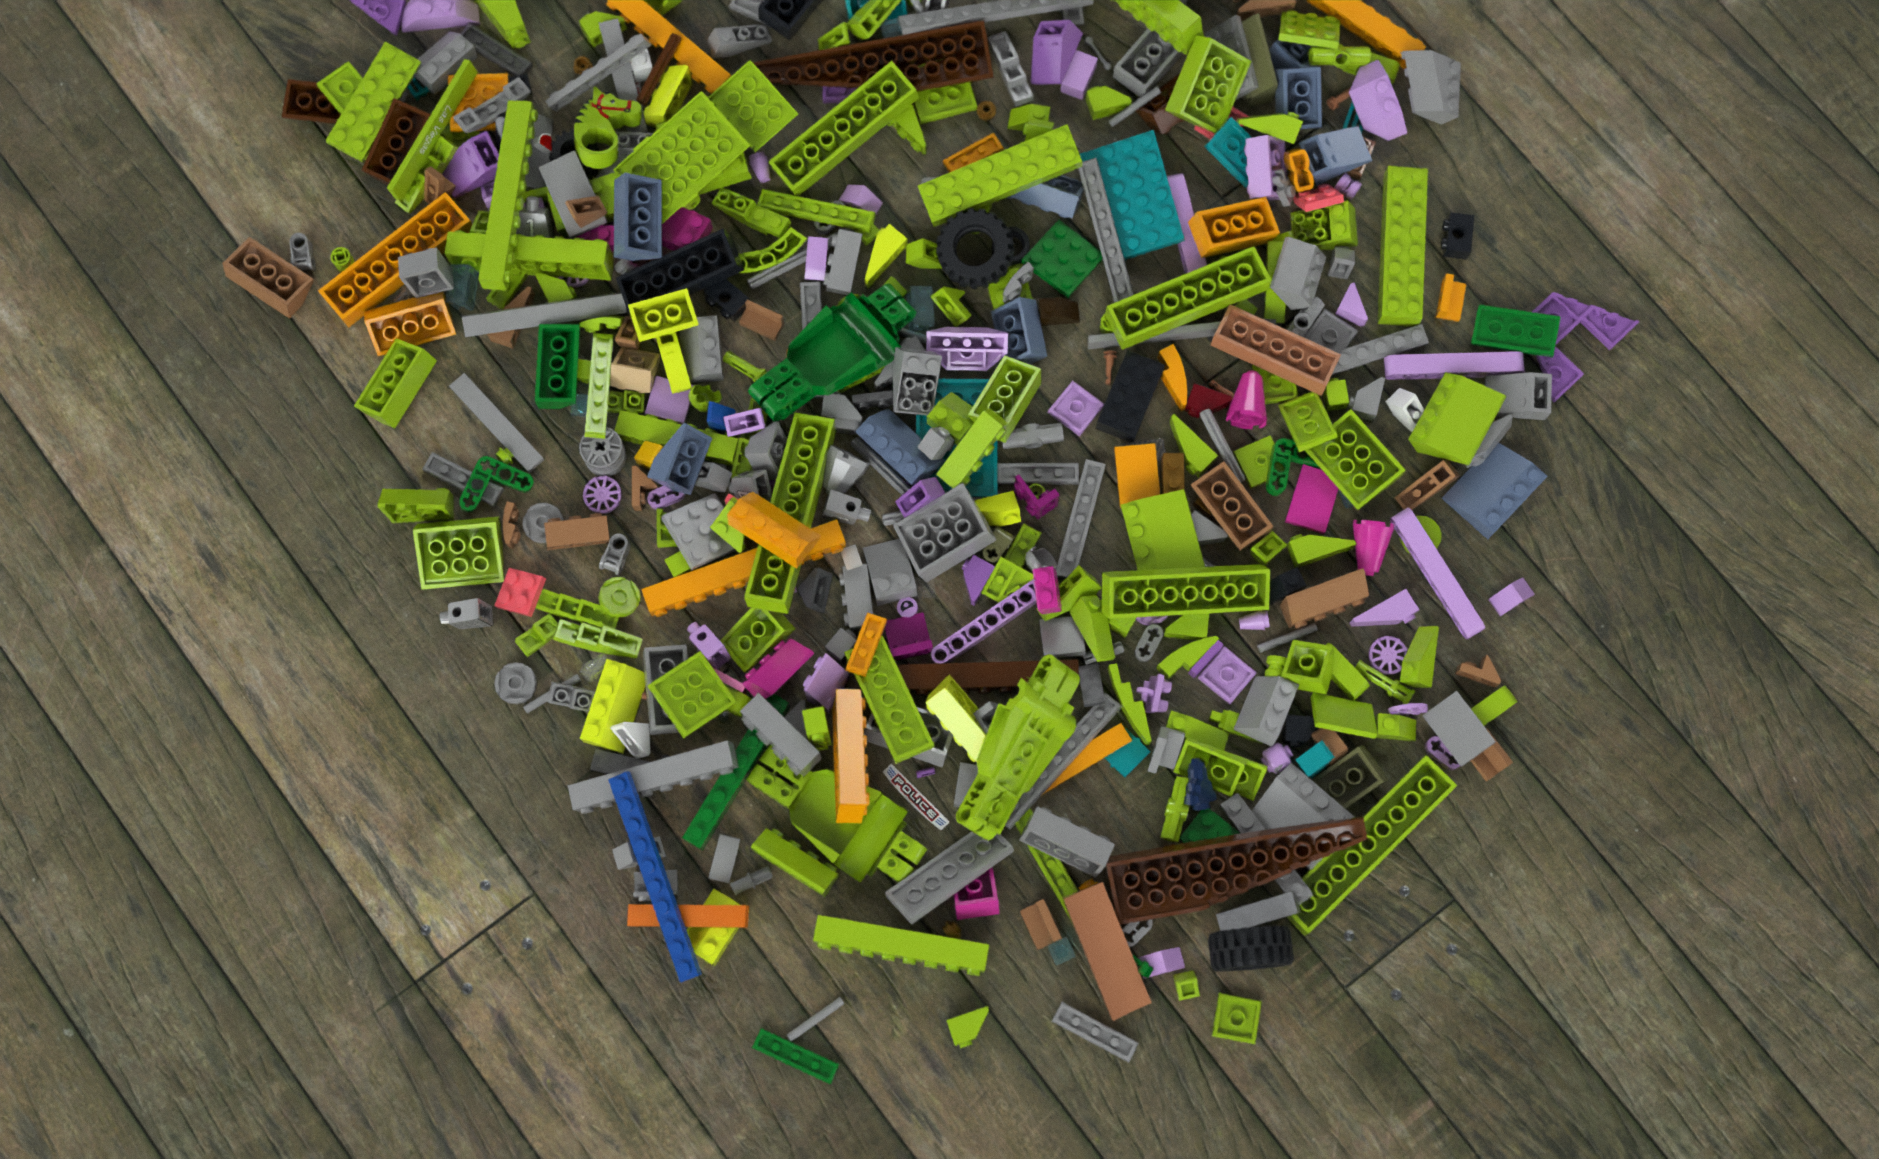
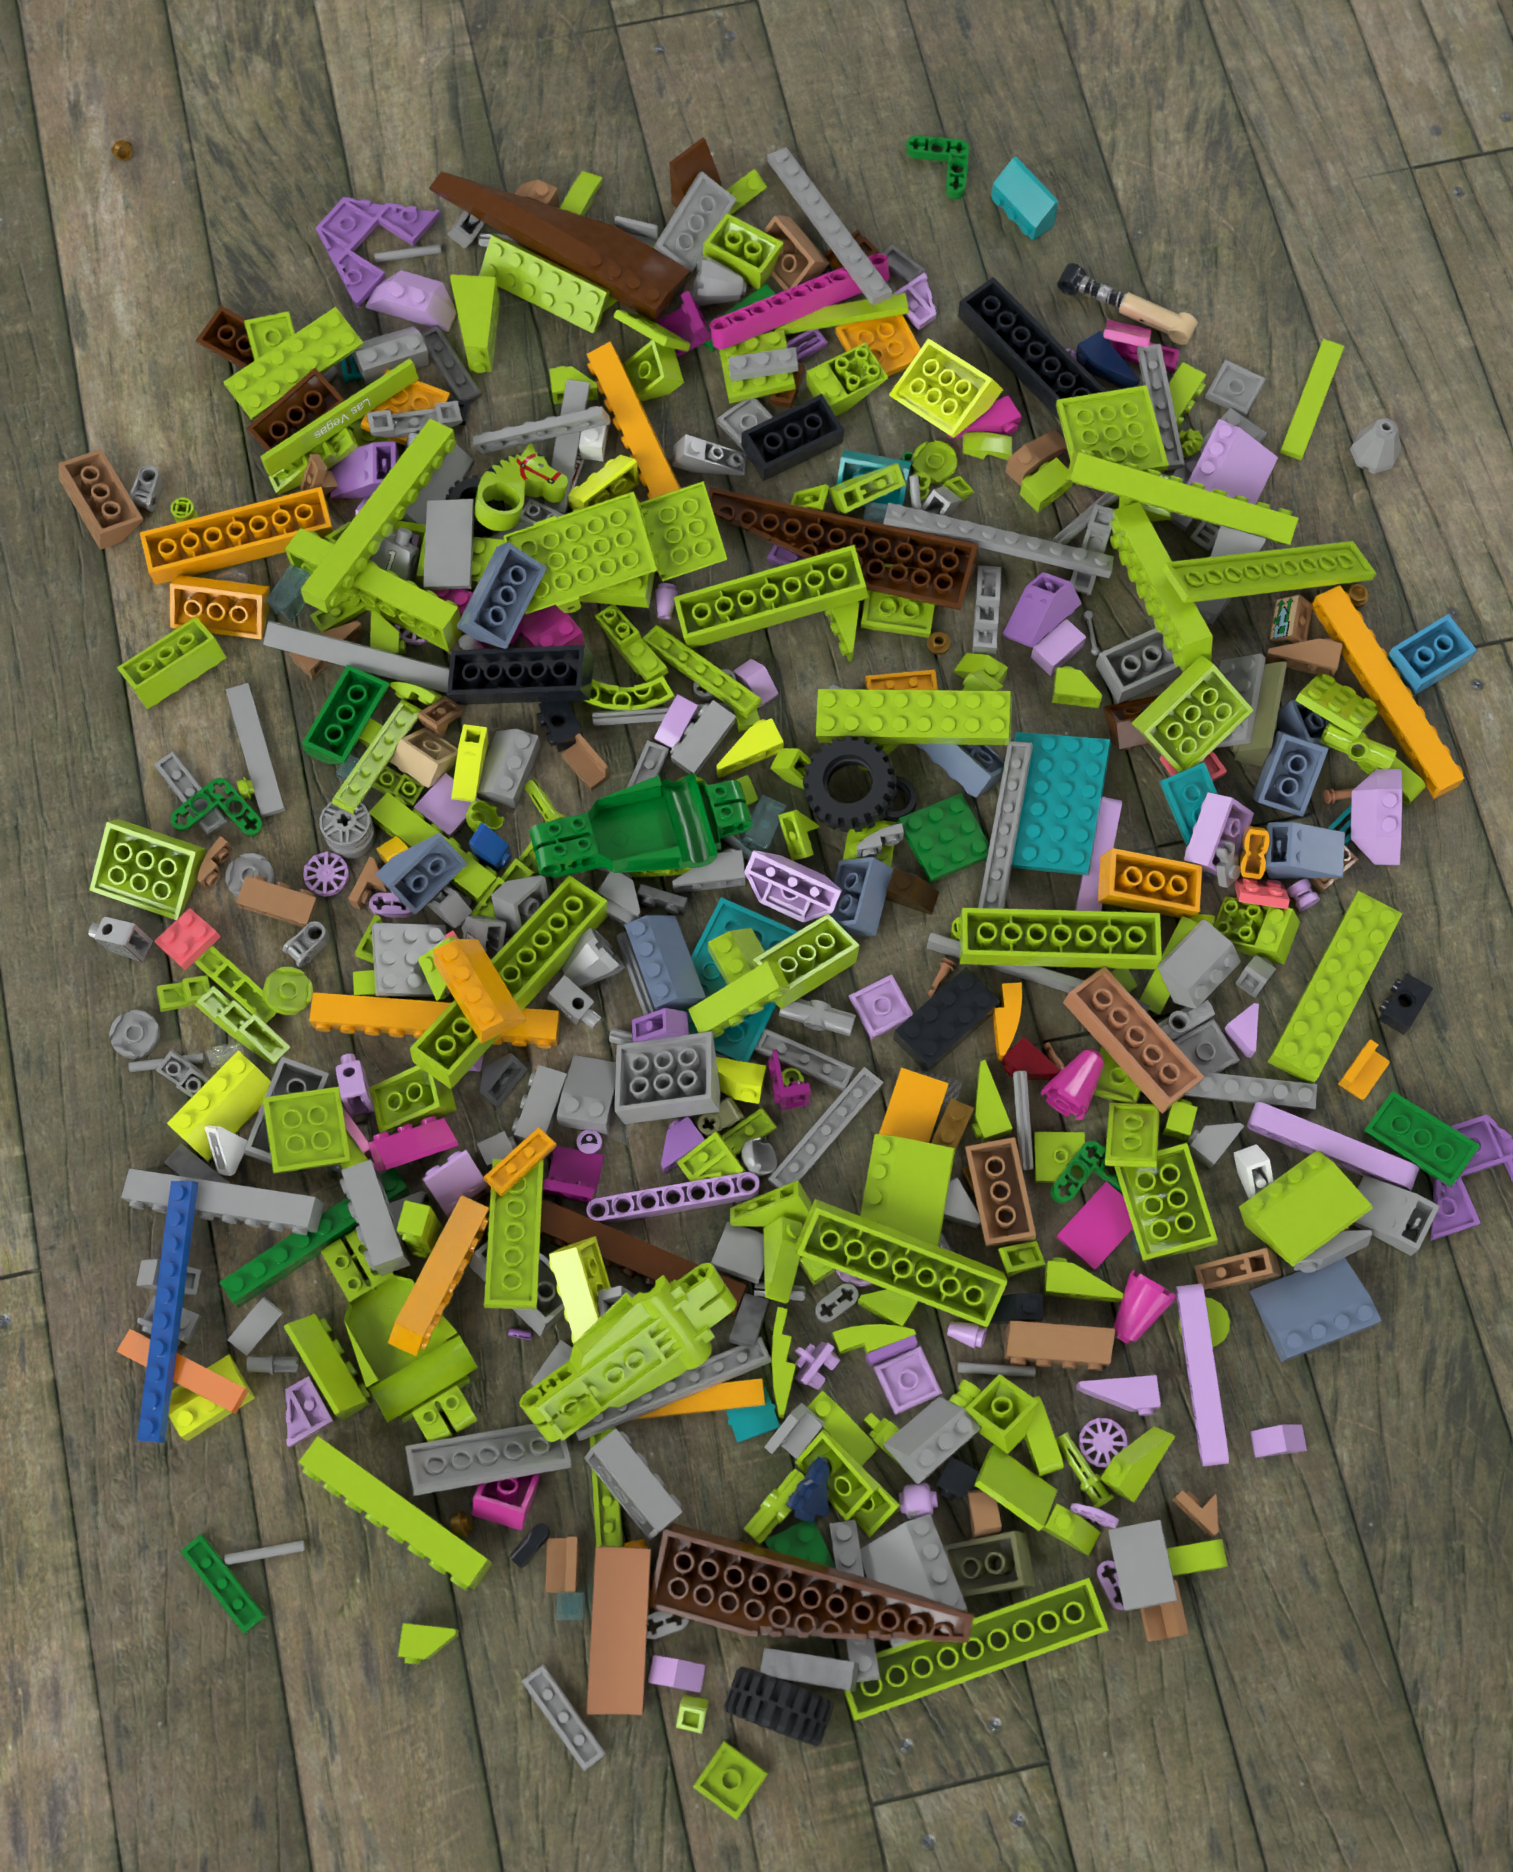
camera: 25 degrees right, 5 degrees down
(416, 505) = (126, 798): lime wedge -> none
(426, 272) = (256, 560): light grey brick -> none
(543, 143) = (446, 478): tile -> none
(579, 62) = (531, 412): pearl gold plate -> none
(586, 210) = (451, 565): medium nougat slope -> none
(658, 69) = (606, 453): reddish brown axle -> none
(663, 315) = (479, 710): neon yellow slope -> none
(744, 422) = (508, 862): lavender slope -> none
(793, 903) = (305, 1412): none -> lavender wing
(851, 557) = (554, 1059): white sticker -> none
(915, 380) = (715, 898): light grey slope -> none
(915, 798) = (496, 1356): sticker -> none
(936, 443) = (703, 976): light grey brick -> none
(1010, 921) = (529, 1546): none -> black bar
(1047, 590) = (746, 1192): dark pink brick -> none
(1134, 106) = (1103, 706): light grey bar -> none
(1145, 970) = (651, 1671): green hand -> none
(1277, 125) = (1251, 793): lime slope -> none
(1315, 759) = (957, 1523): teal slope -> none
(1433, 85) = (1452, 823): light grey wedge -> none

